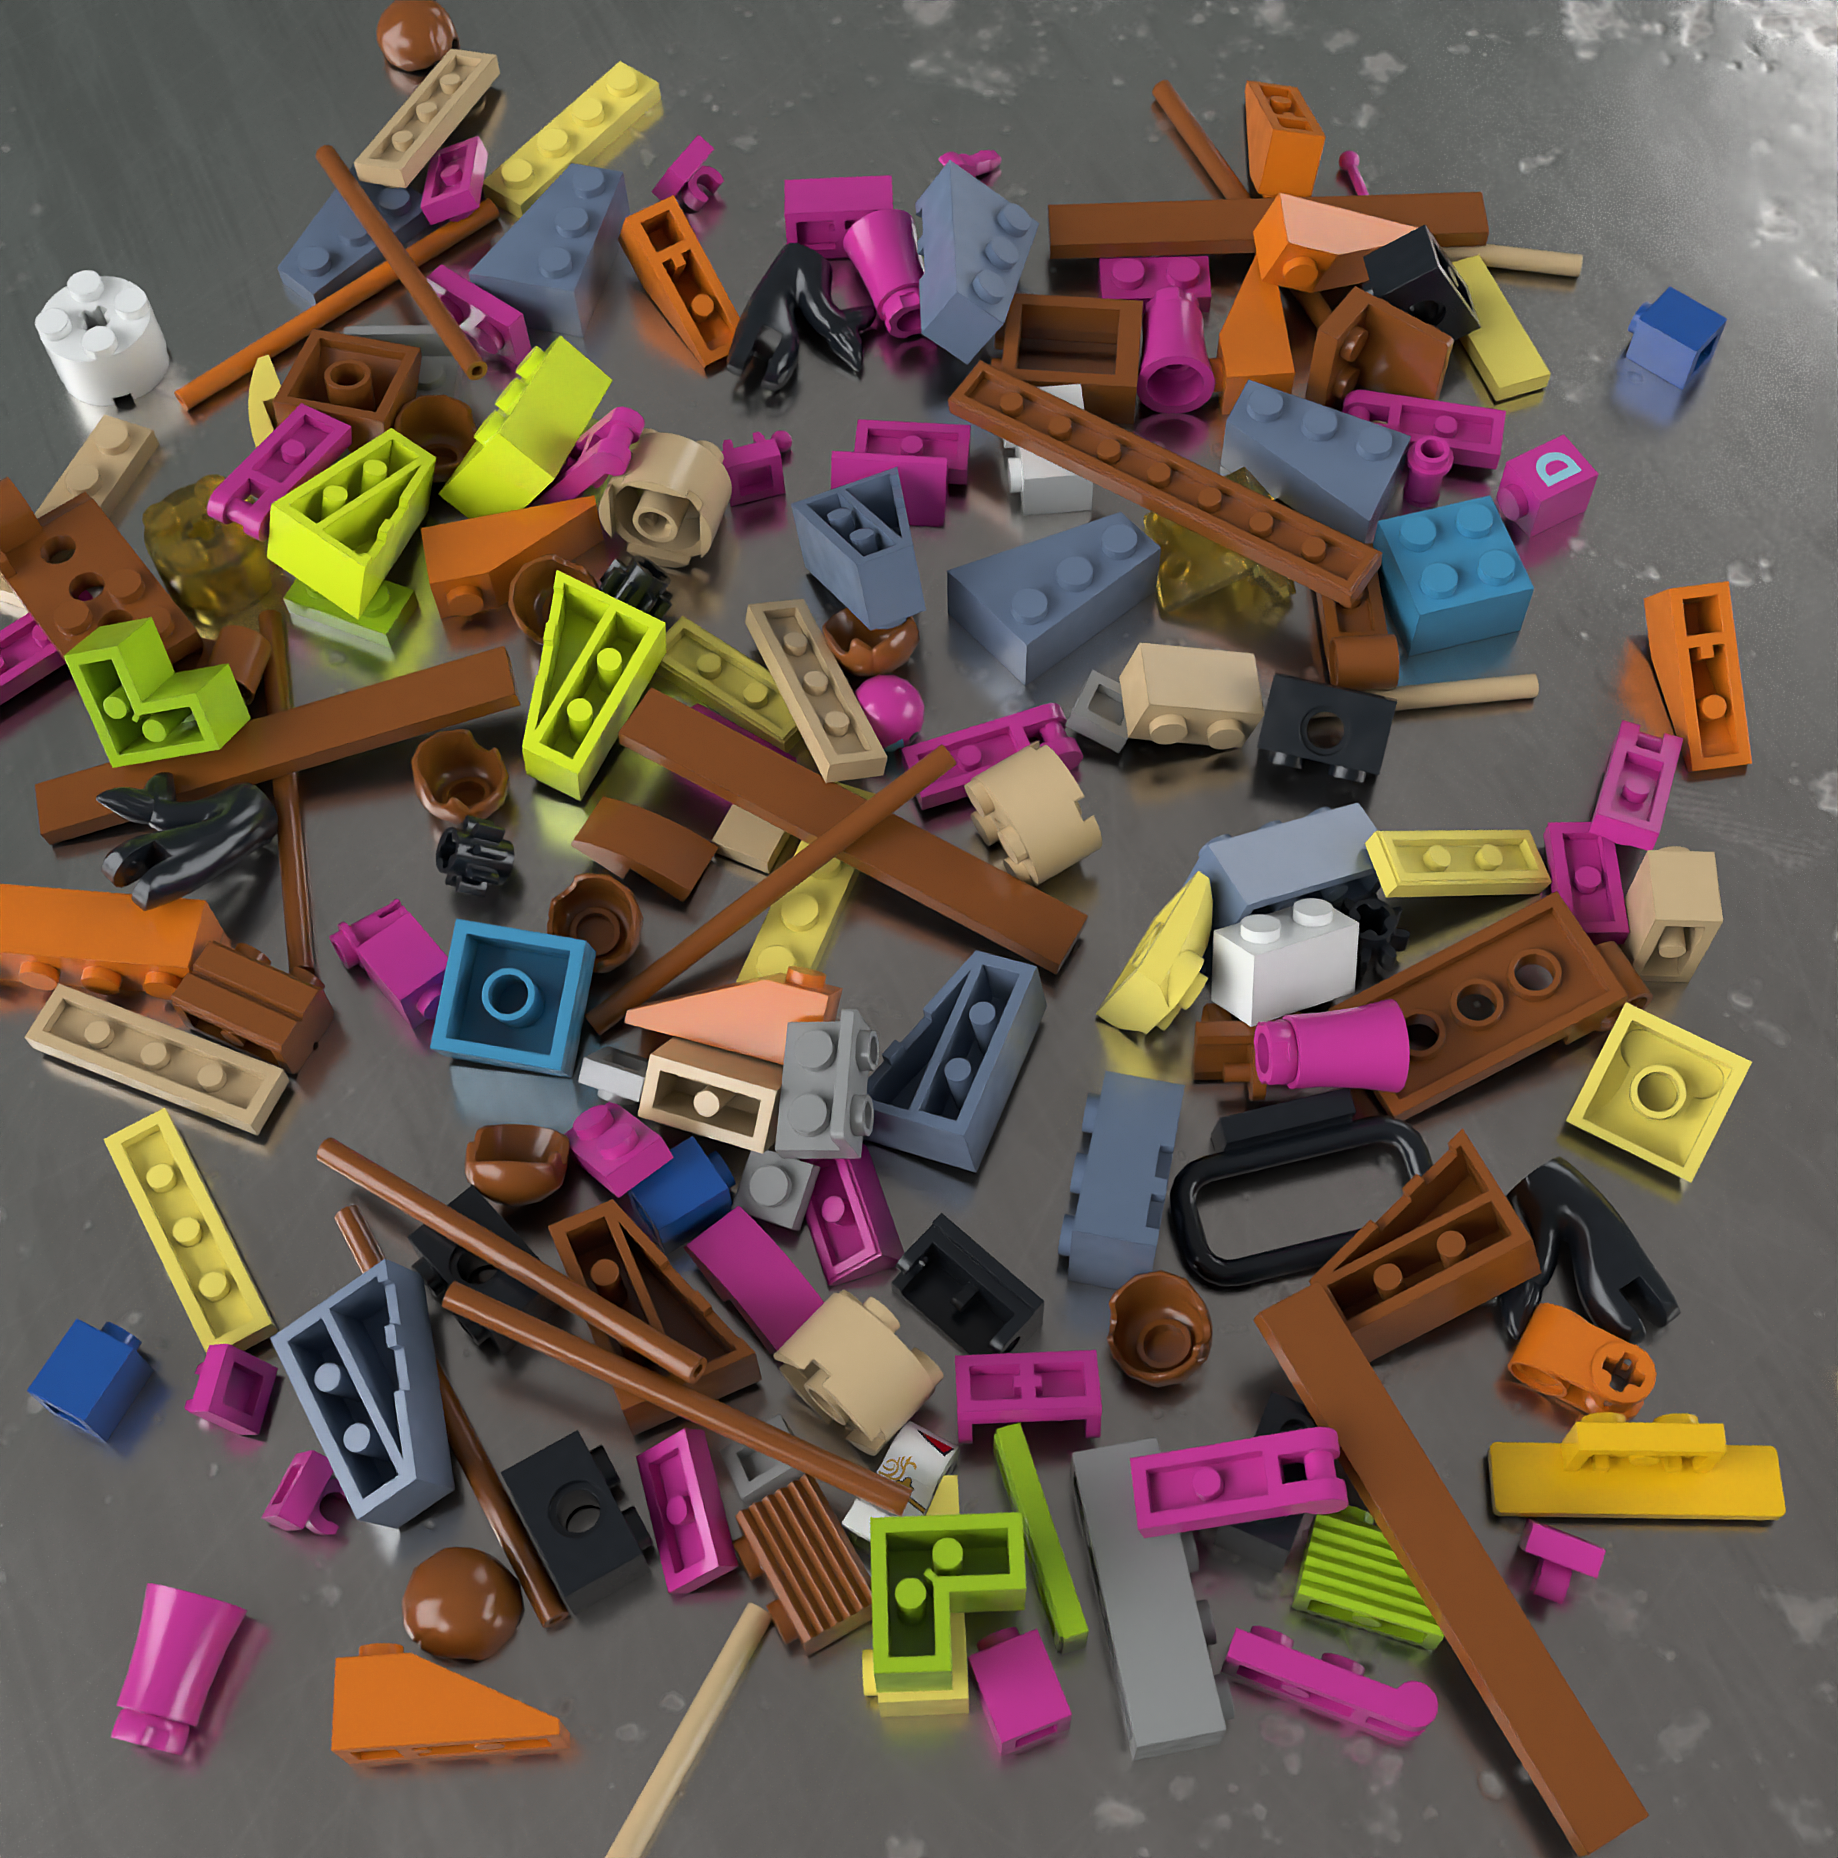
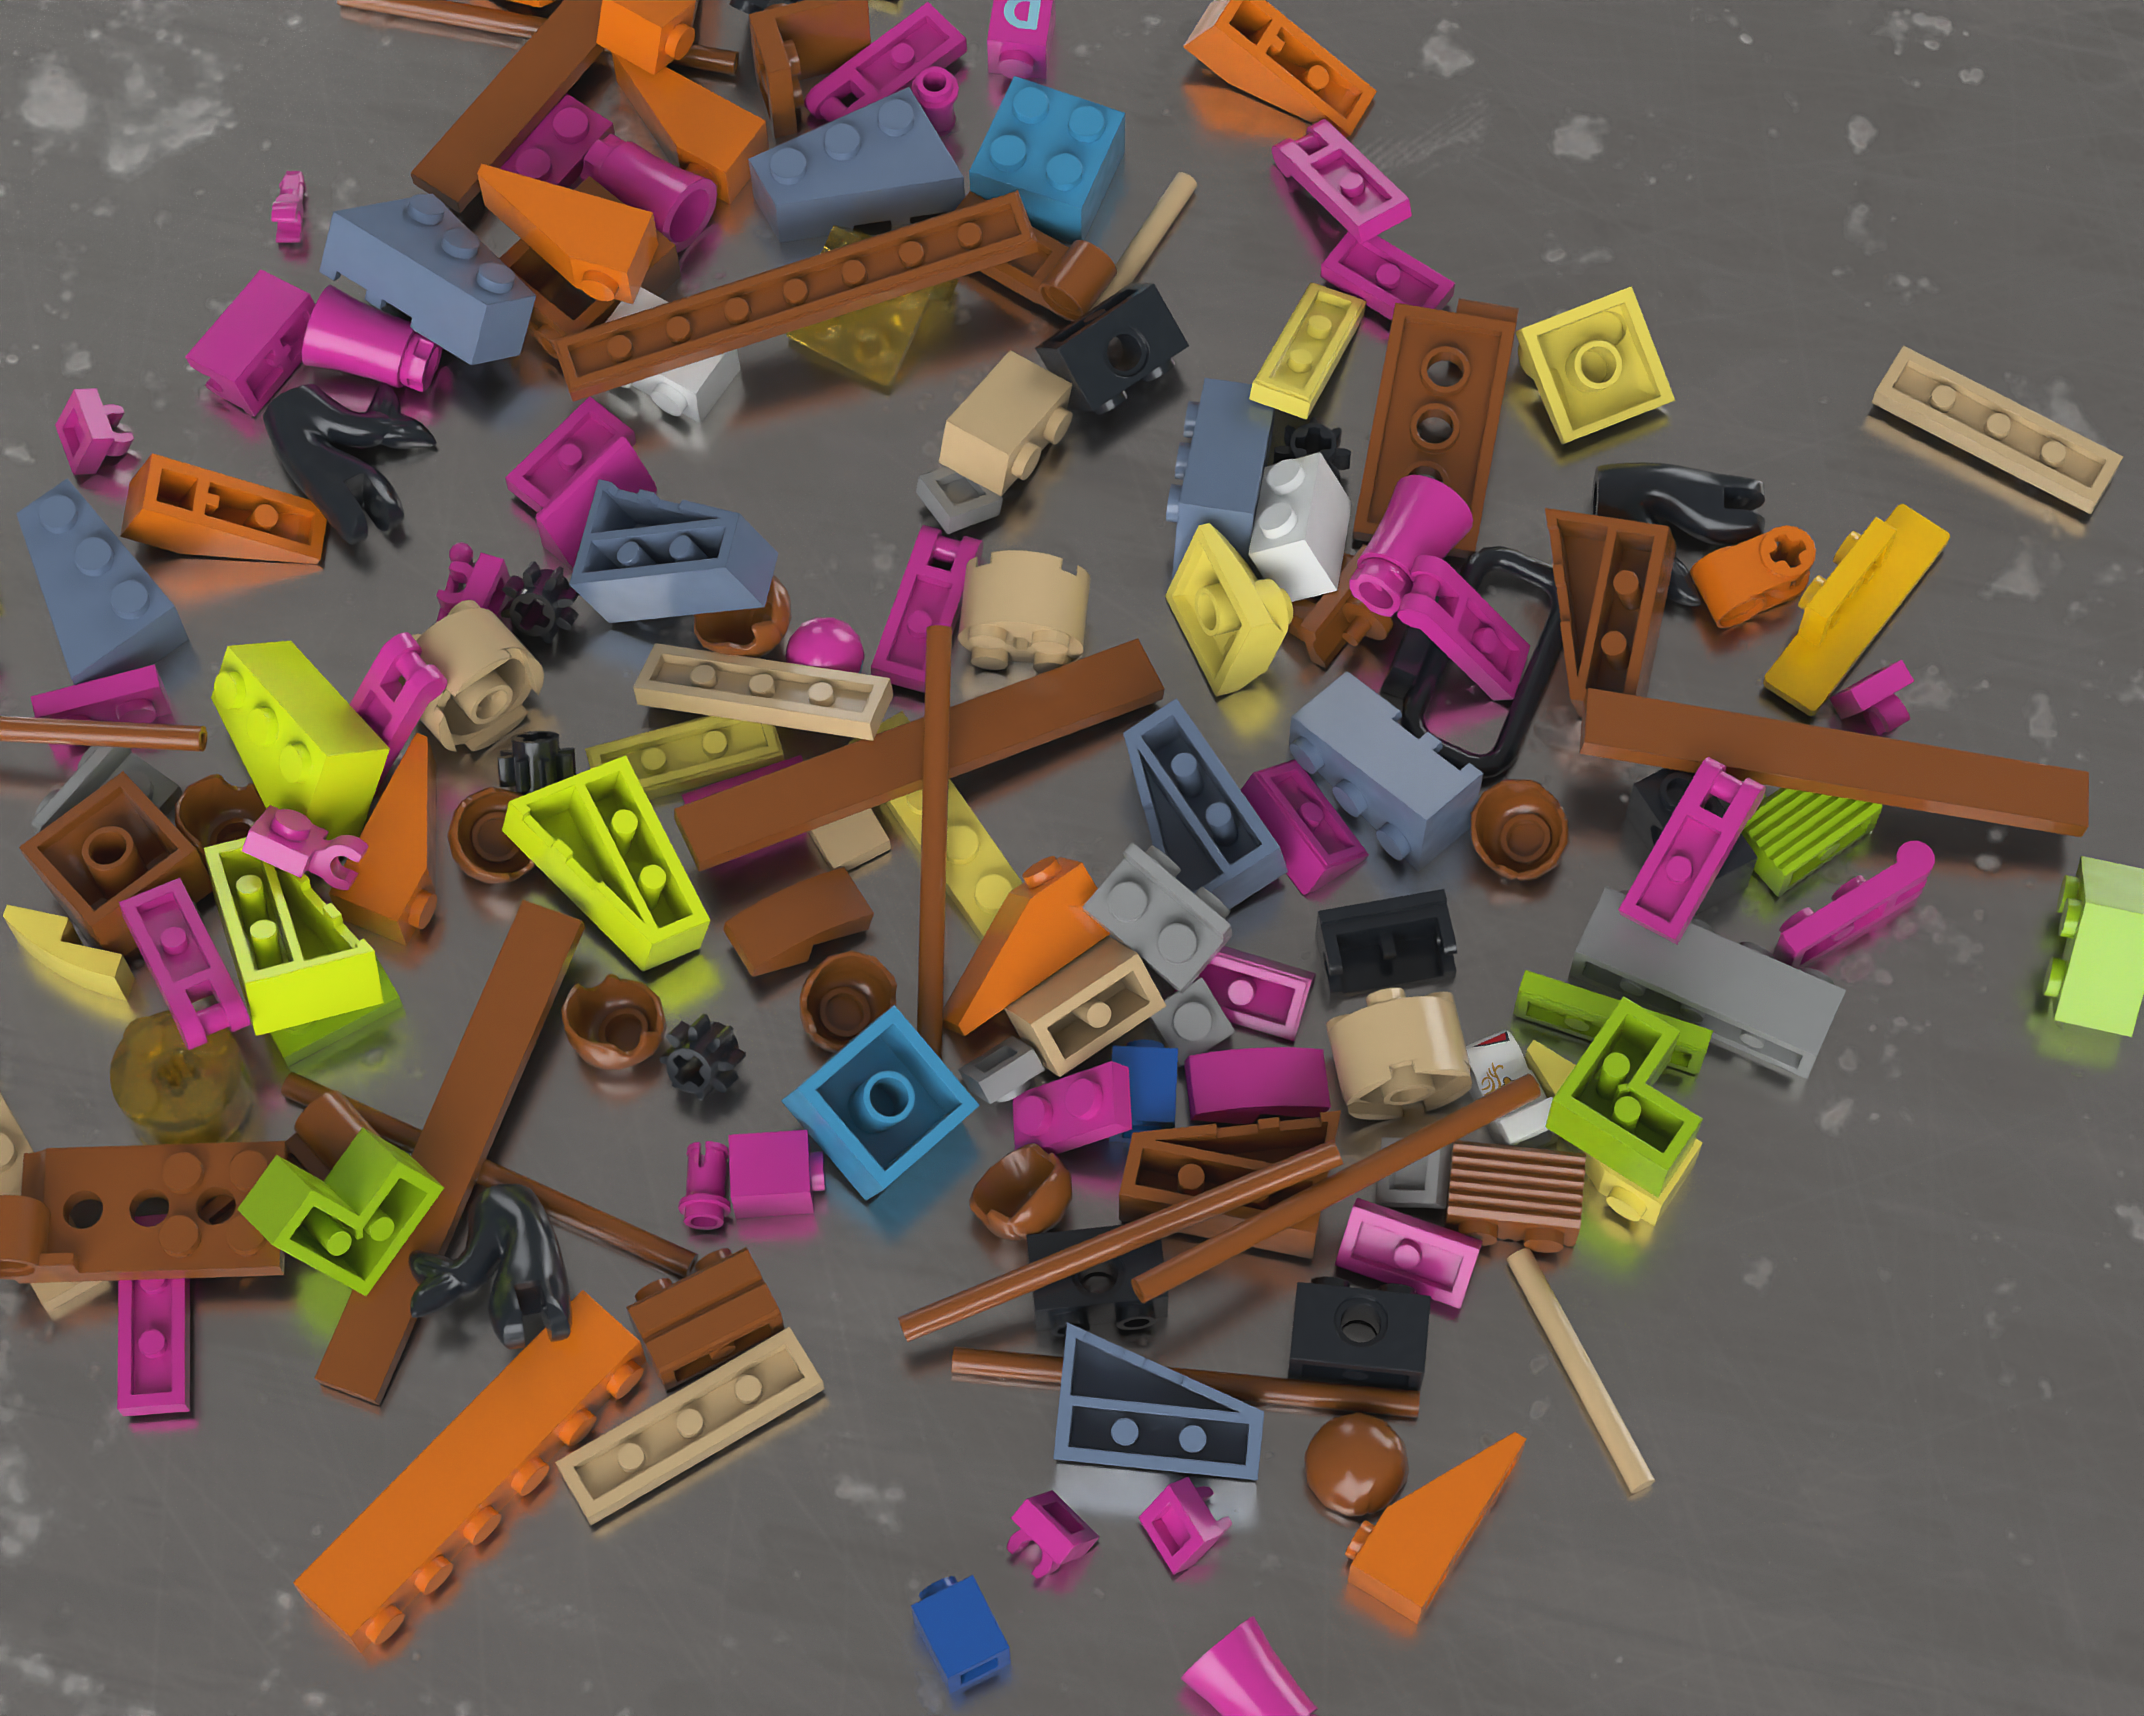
camera: 55 degrees left, 5 degrees up
(189, 1234) = (881, 1489): light yellow plate -> none
(432, 473) = (297, 846): none -> dark pink plate
(768, 505) = (531, 616): none -> black gear
(1018, 1689) = (1725, 1104): dark pink brick -> none
(1028, 1389) = (1502, 951): dark pink hinge -> none
(1031, 1156) = (1304, 825): none -> dark pink slope
(1053, 592) = (815, 456): sand blue wedge -> none
(1081, 329) = (582, 236): none -> orange slope
(1302, 1149) = (1464, 627): none -> dark pink plate
(1672, 913) = (1473, 241): tan brick -> none

